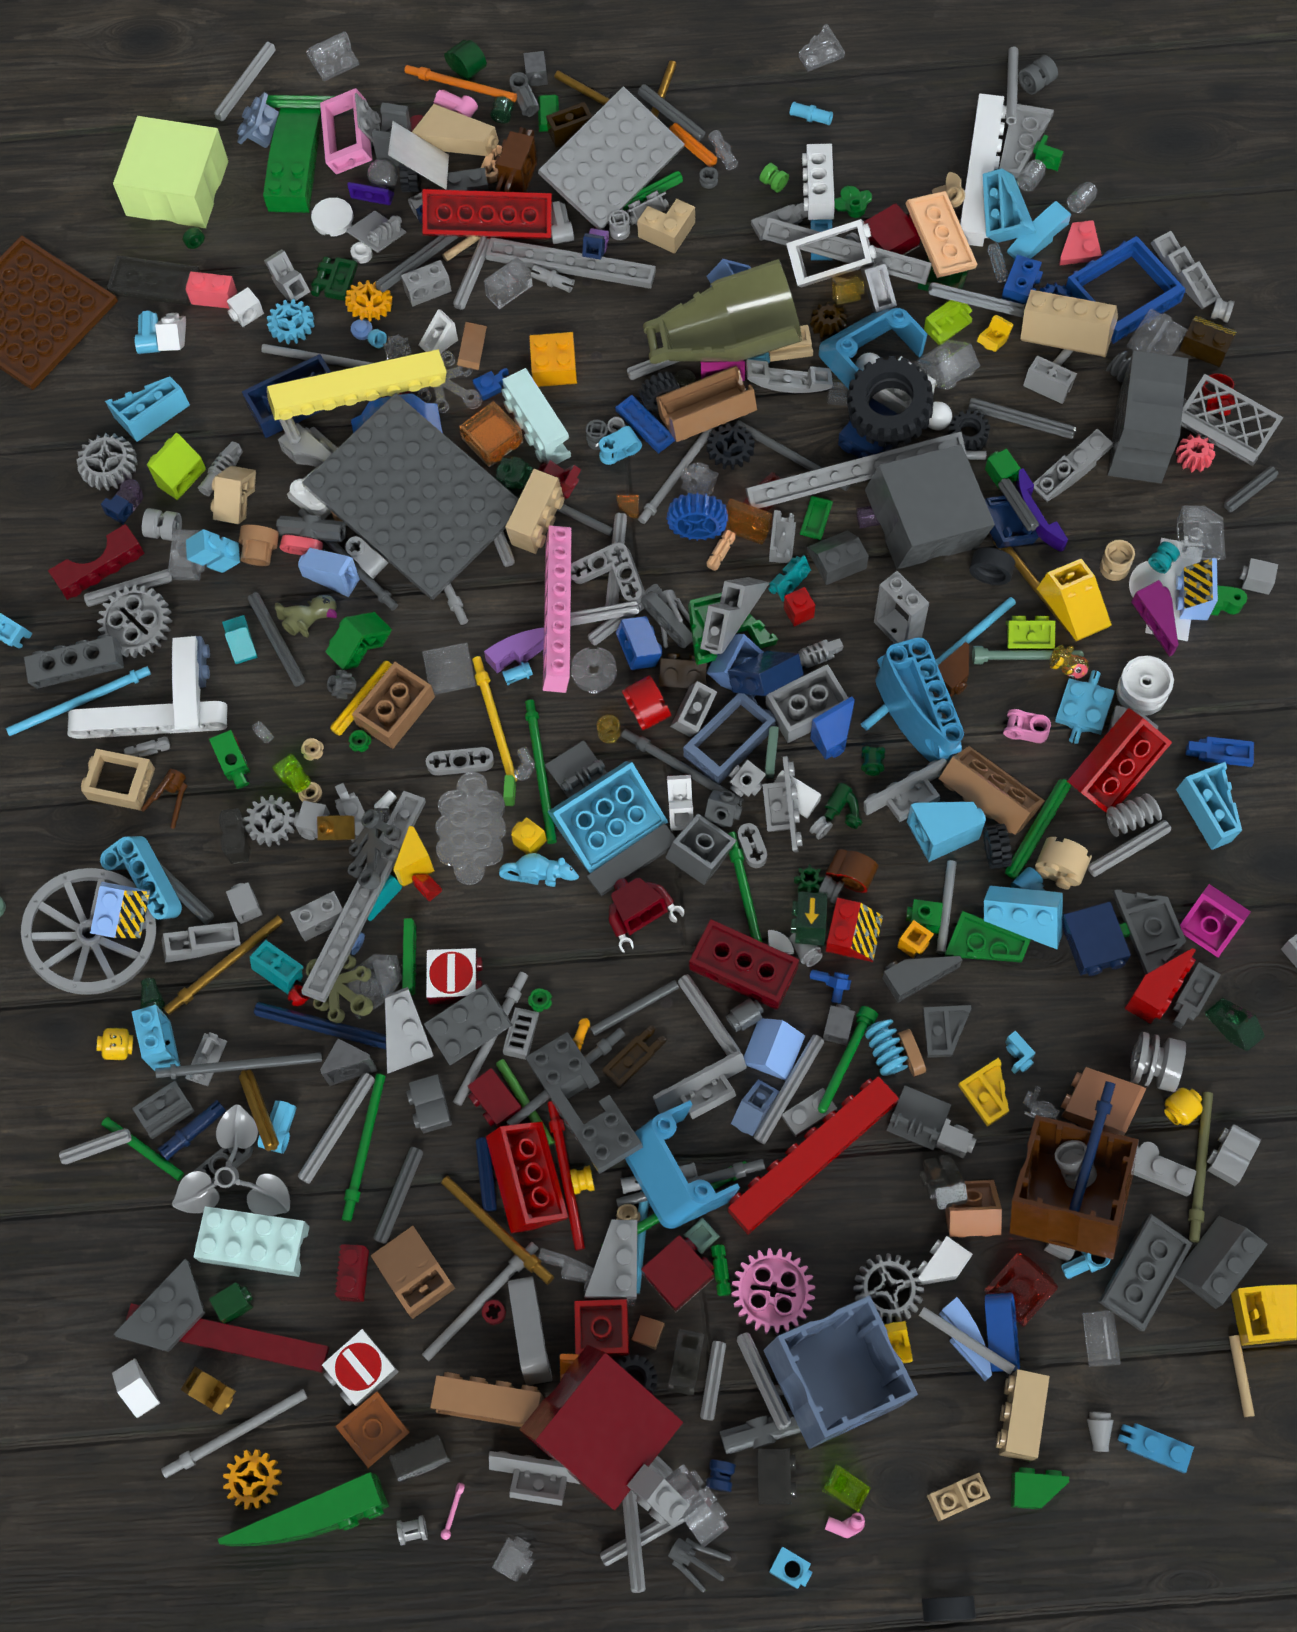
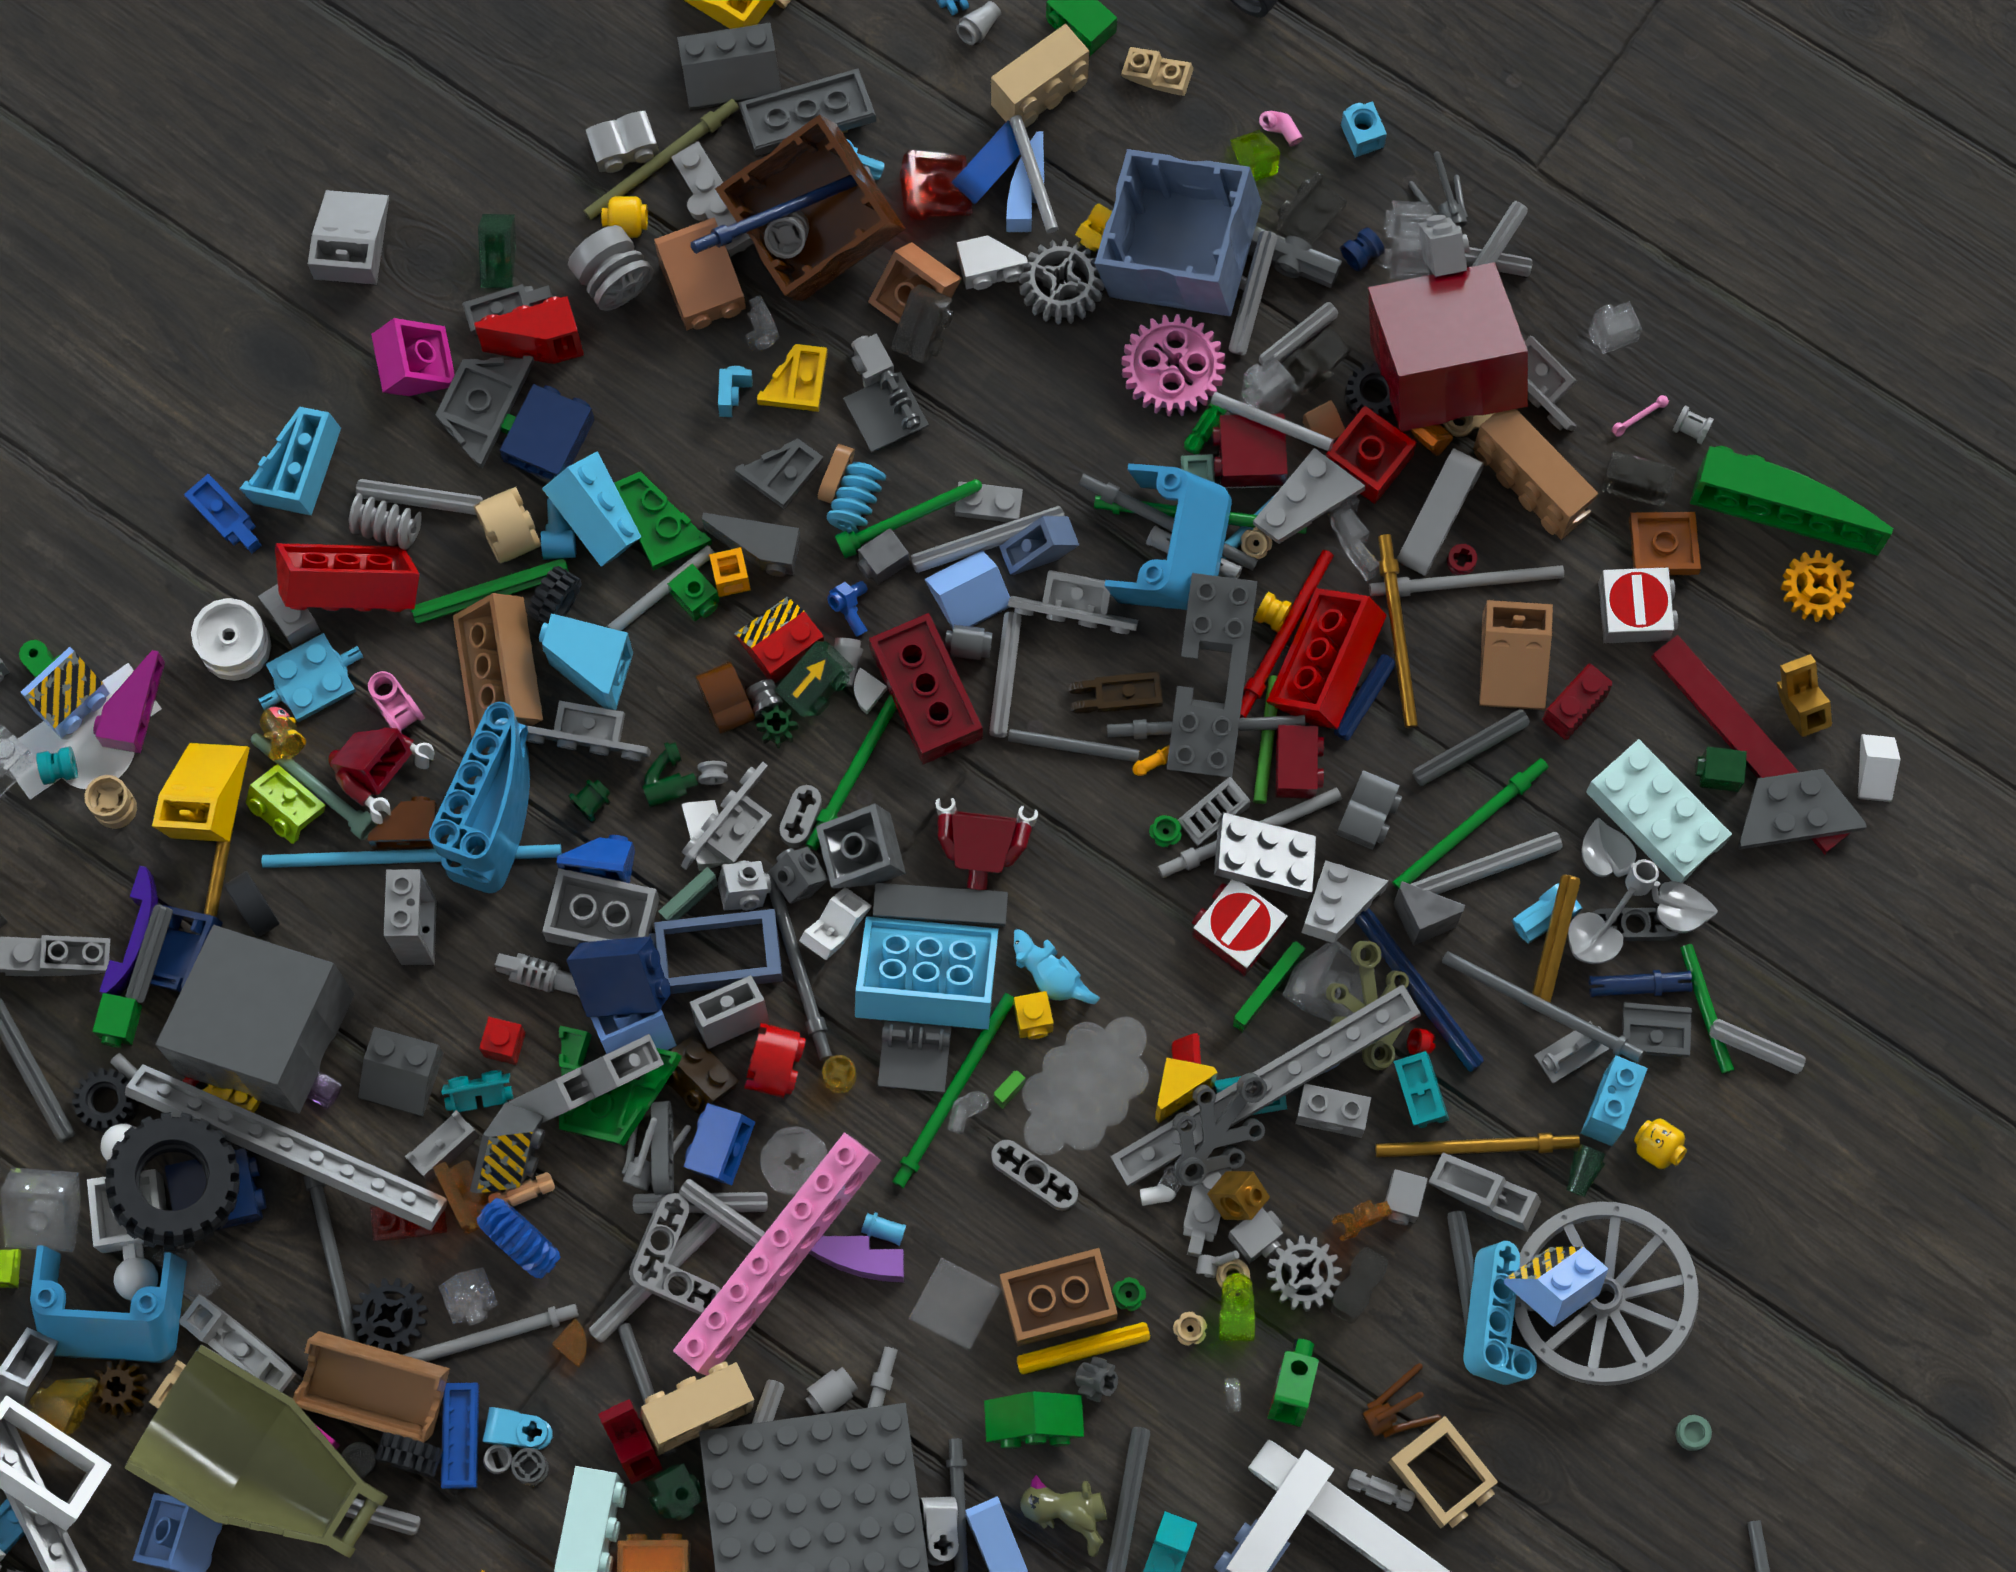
camera: 145 degrees left, 5 degrees up
(189, 1458) = (1868, 656): light grey bar -> none
(256, 868) = (1365, 1216): none -> clear orange plate
(326, 786) = (1208, 1264): none -> light grey hand
(476, 577) = (831, 1391): none -> light grey brick
(483, 680) = (929, 1254): yellow bar -> none
(677, 1292) = (1272, 421): none -> light grey bar
(700, 1313) = (1267, 386): none -> clear brick
(742, 550) = (508, 1150): none -> slope
(812, 1155) = (1019, 455): red brick -> none
(816, 517) = (380, 1139): green tile -> none
(1005, 680) = (371, 761): none -> dark red torso
(1101, 1338) = (903, 94): clear slope -> none

